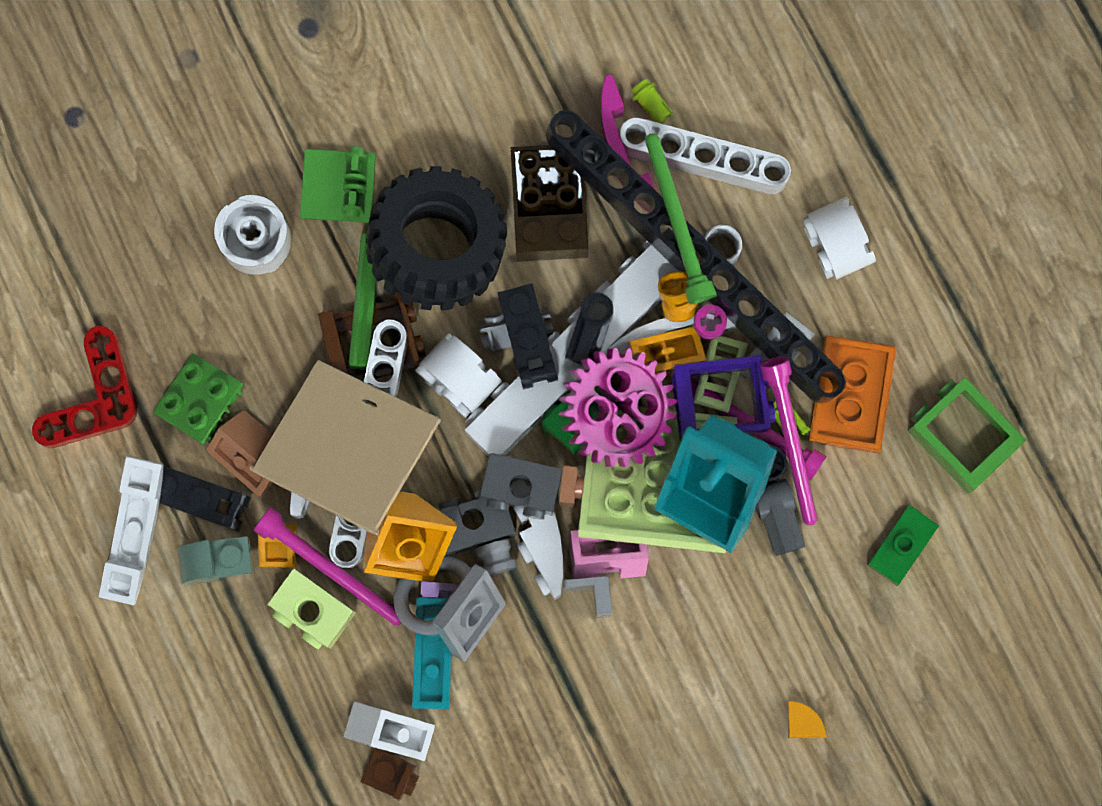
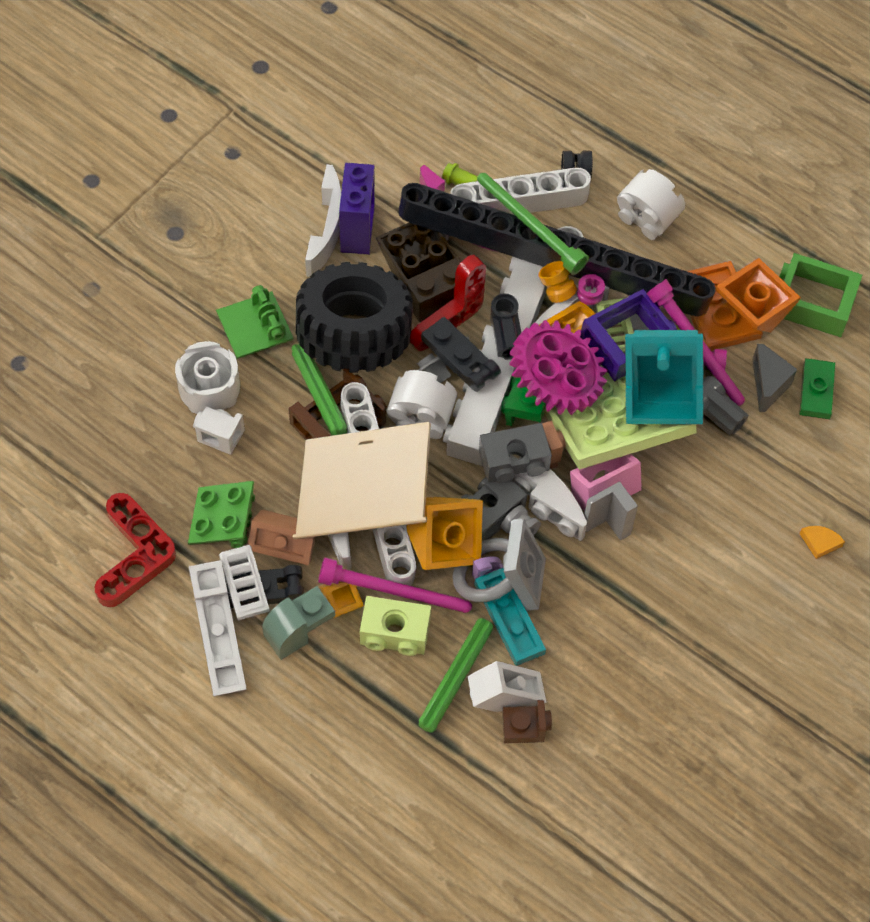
camera: 30 degrees left, 20 degrees down
(194, 483) = (238, 562): none -> white slope
(239, 298) = (218, 429): none -> white brick
(348, 689) = (455, 675): none -> bright green axle
(447, 127) = (322, 247): none -> white slope
(510, 90) = (357, 208): none -> dark purple window
(575, 262) = (467, 299): none -> red beam
(796, 148) = (583, 160): none -> black wheel
(858, 511) = (772, 376): none -> dark grey slope
(888, 416) = (759, 295): none -> orange slope

